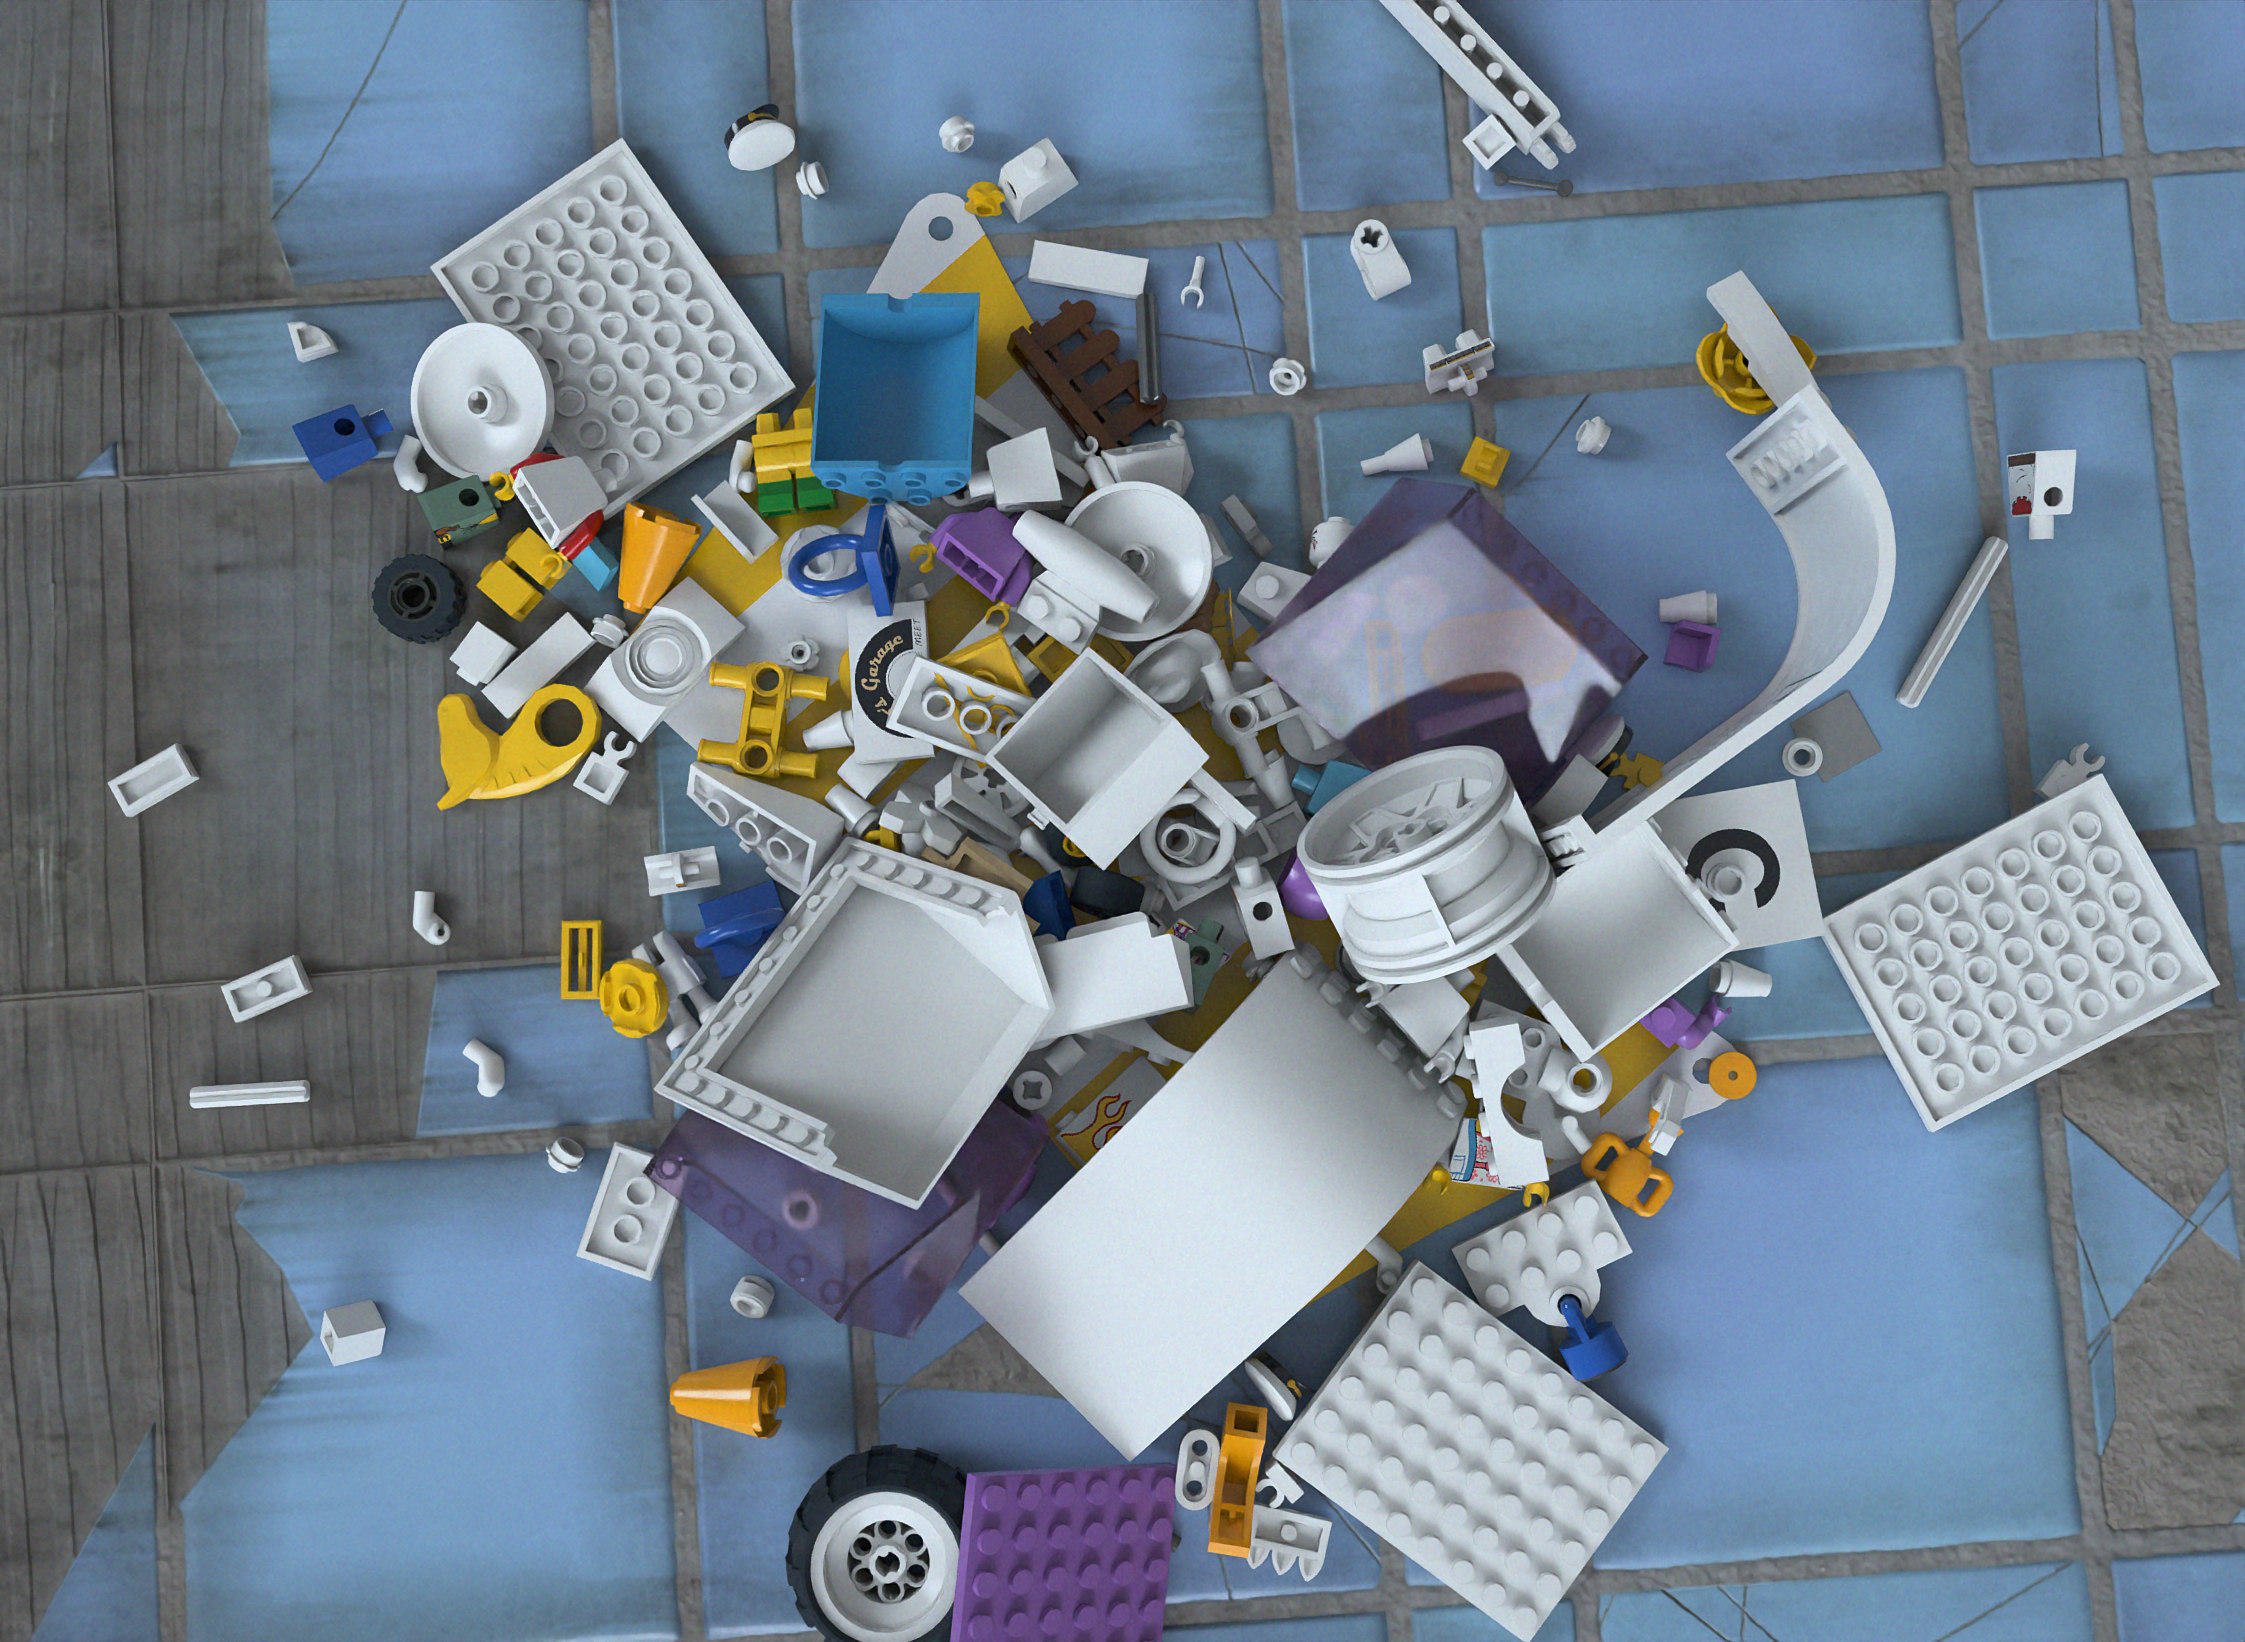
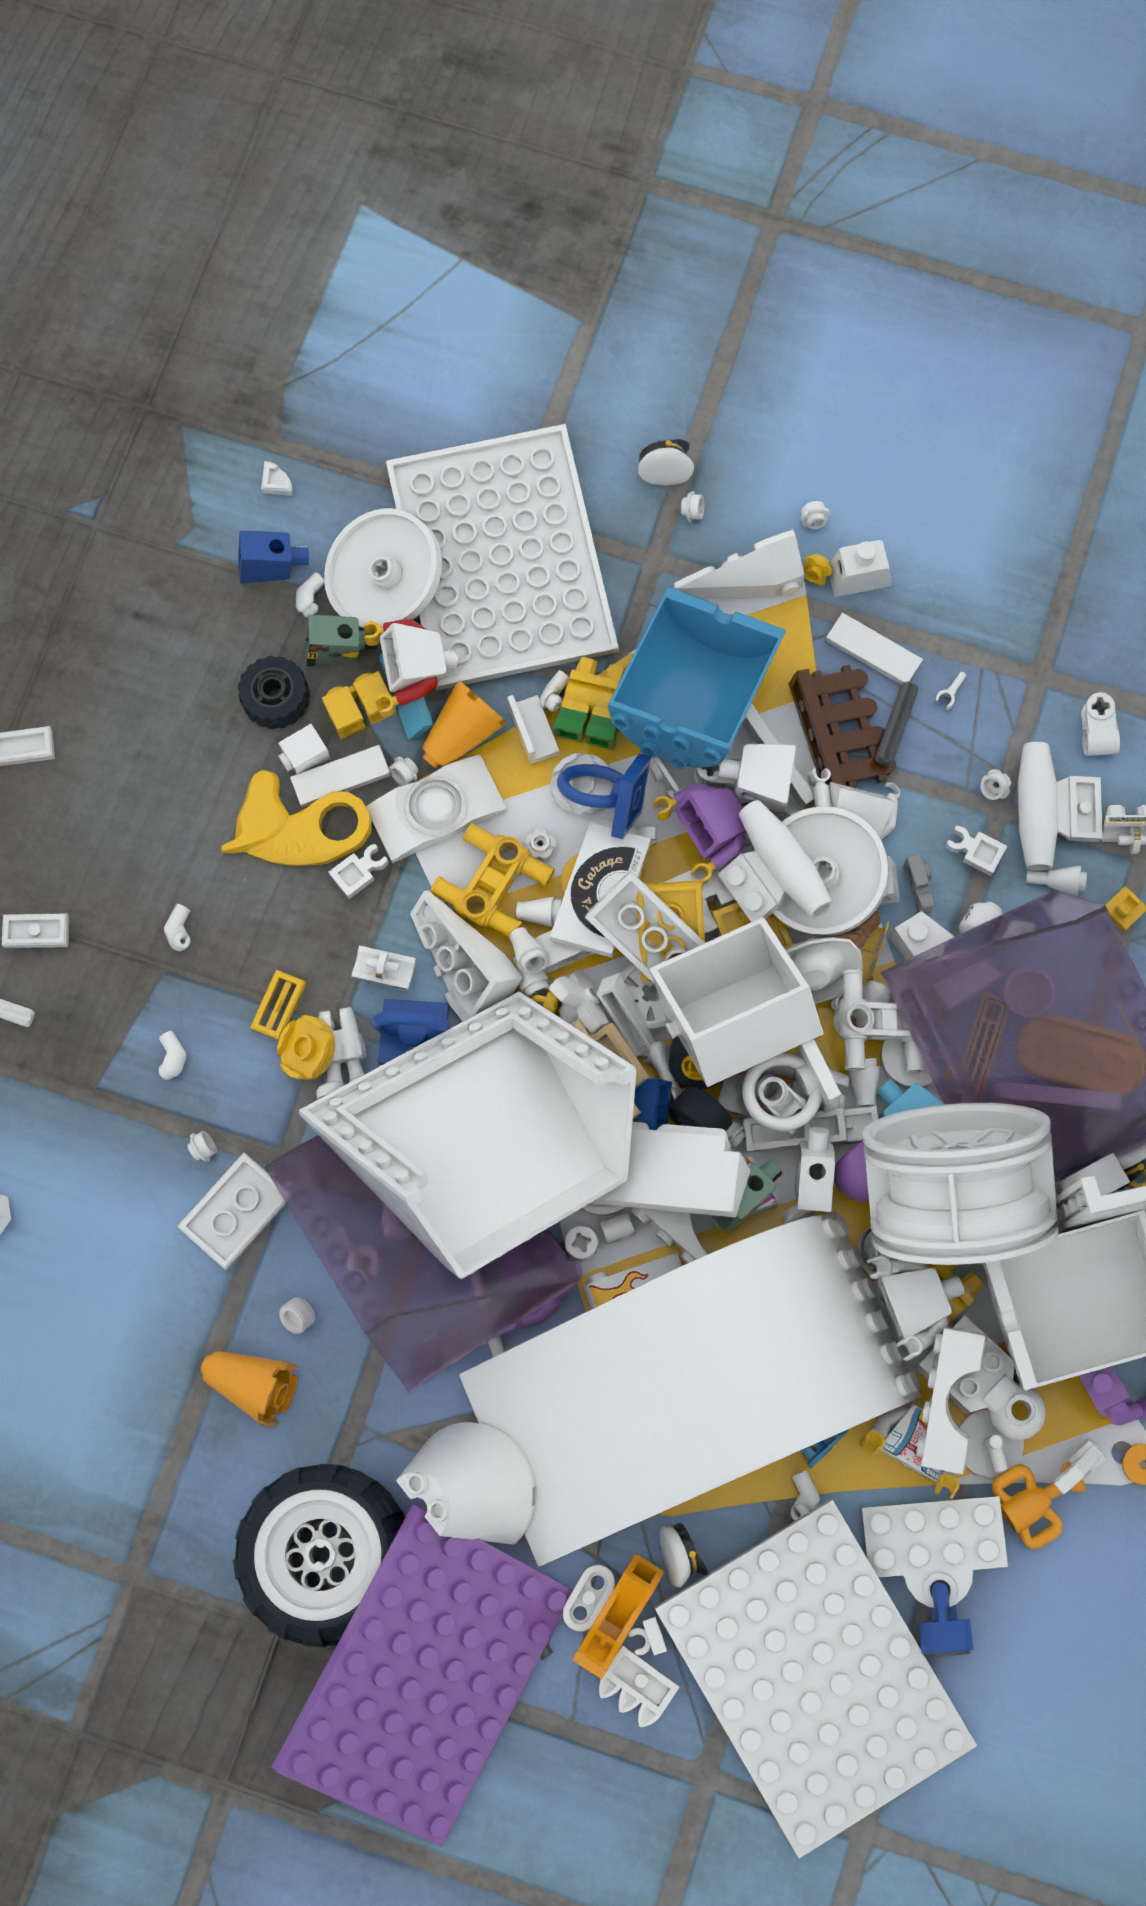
camera: 25 degrees right, 10 degrees down
(840, 789) = (528, 952): none -> white cone
(929, 227) = (766, 572): none -> white wedge
(1019, 1412) = (473, 1483): none -> white cone
(1302, 460) = (980, 852): none -> white plate
(1362, 376) = (1053, 808): none -> white plate

